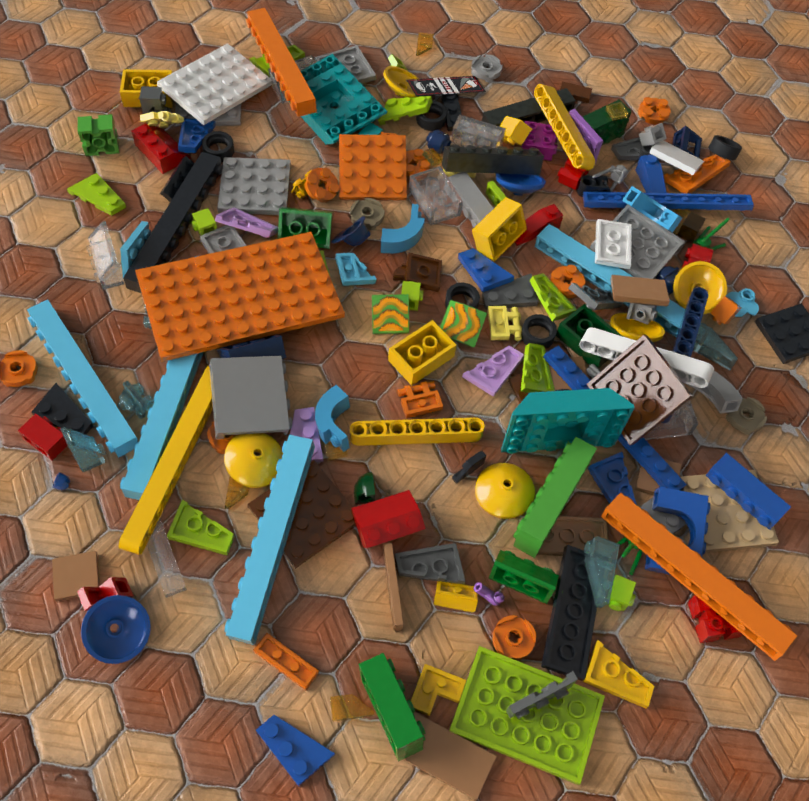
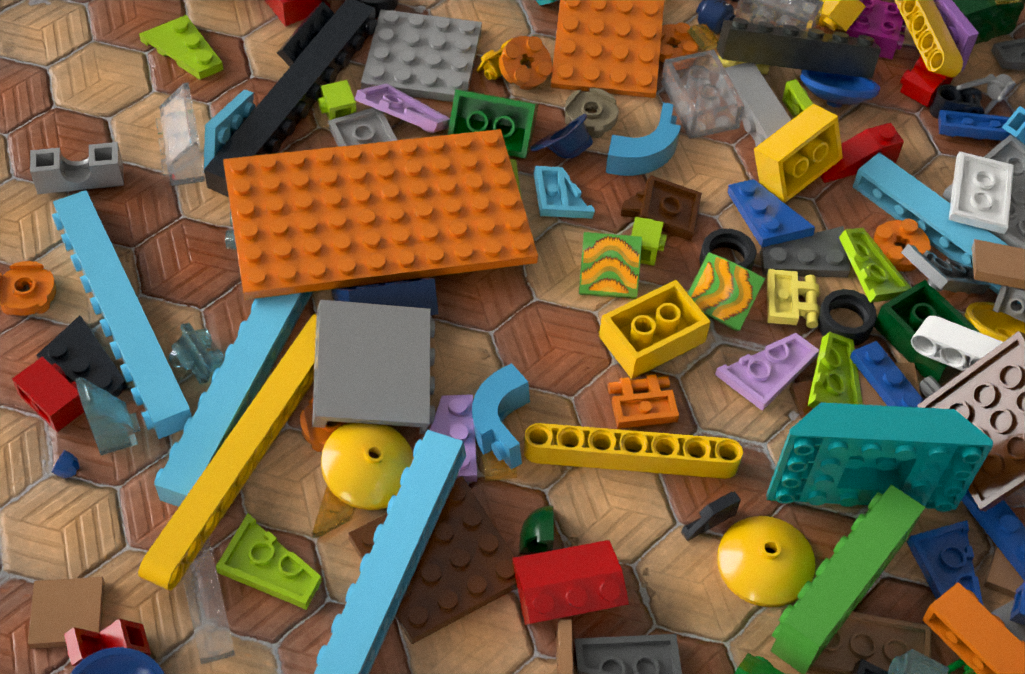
camera: 10 degrees right, 5 degrees down
(26, 290) = (57, 174): none -> light grey arch

